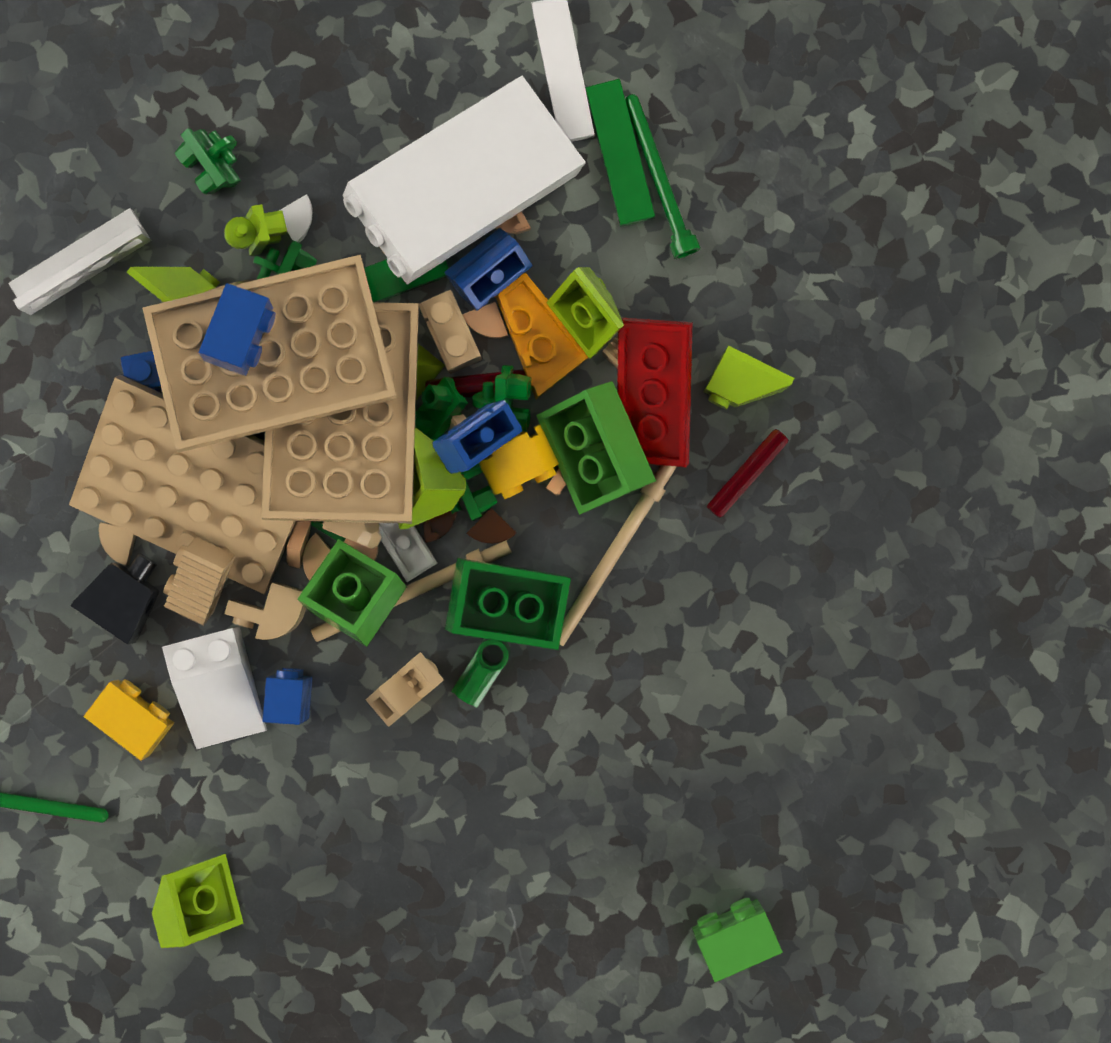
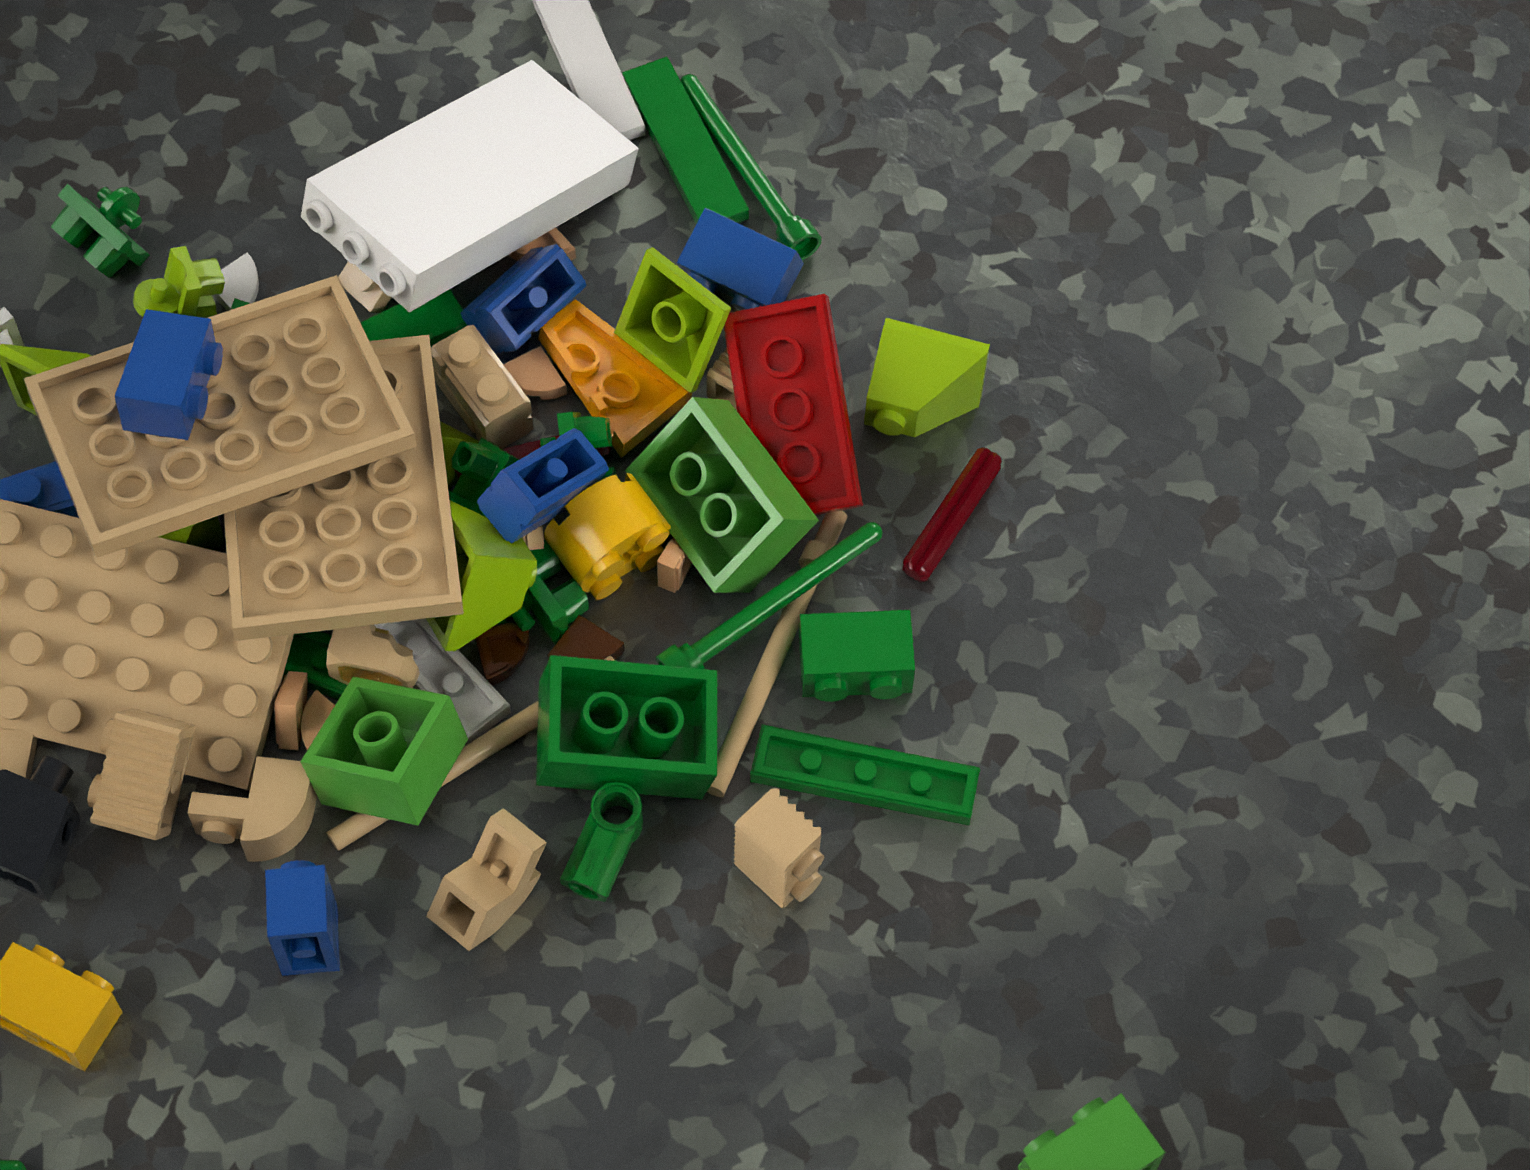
camera: 15 degrees left, 25 degrees down
(215, 687) = (183, 935): white slope -> none
(553, 554) = (773, 601): none -> green piece
(590, 703) = (778, 849): none -> tan brick
(639, 264) = (739, 262): none -> blue brick
(655, 647) = (865, 774): none -> green tile
(664, 568) = (856, 654): none -> green brick

